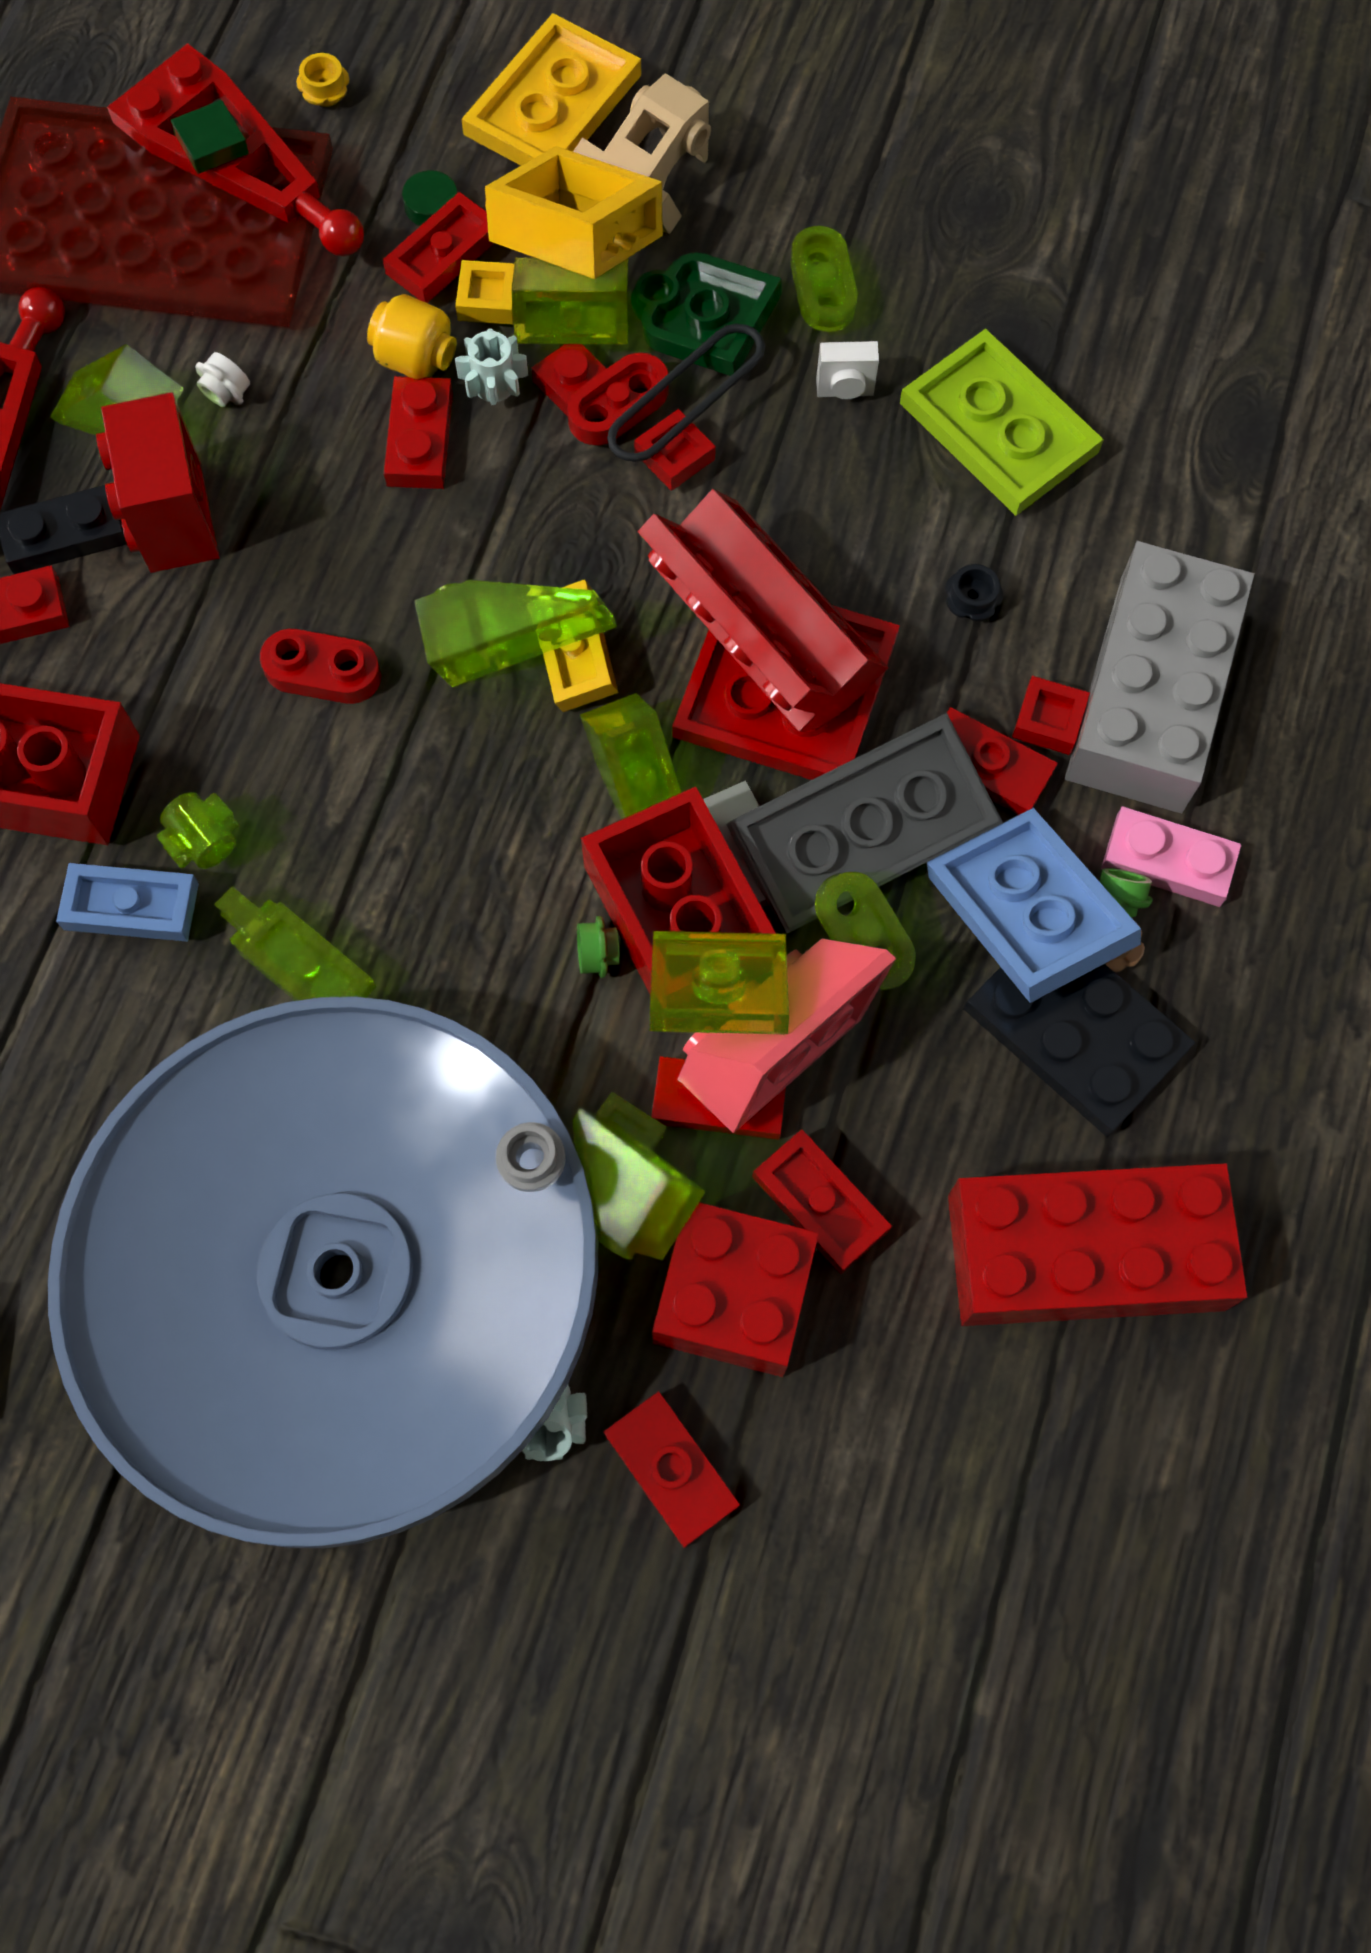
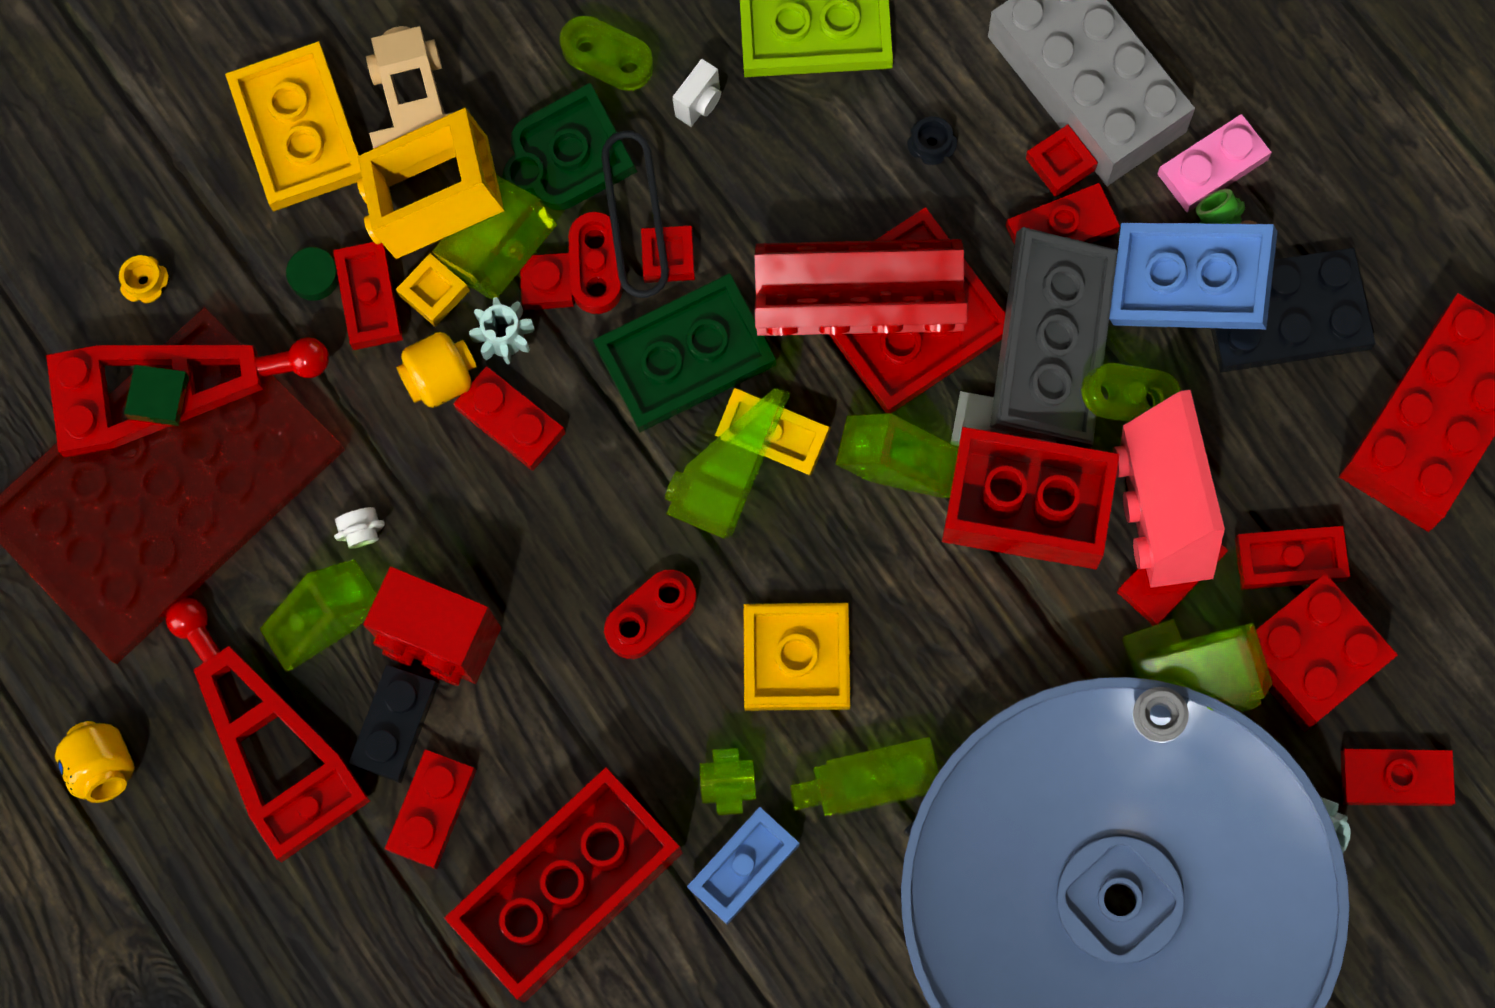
camera: 45 degrees left, 5 degrees up
(373, 816) = (796, 656): none -> yellow tile
(584, 523) = (684, 352): none -> dark green plate
(597, 947) = (1010, 574): bright green plate -> none
(719, 983) = (1129, 511): clear neon green plate -> none

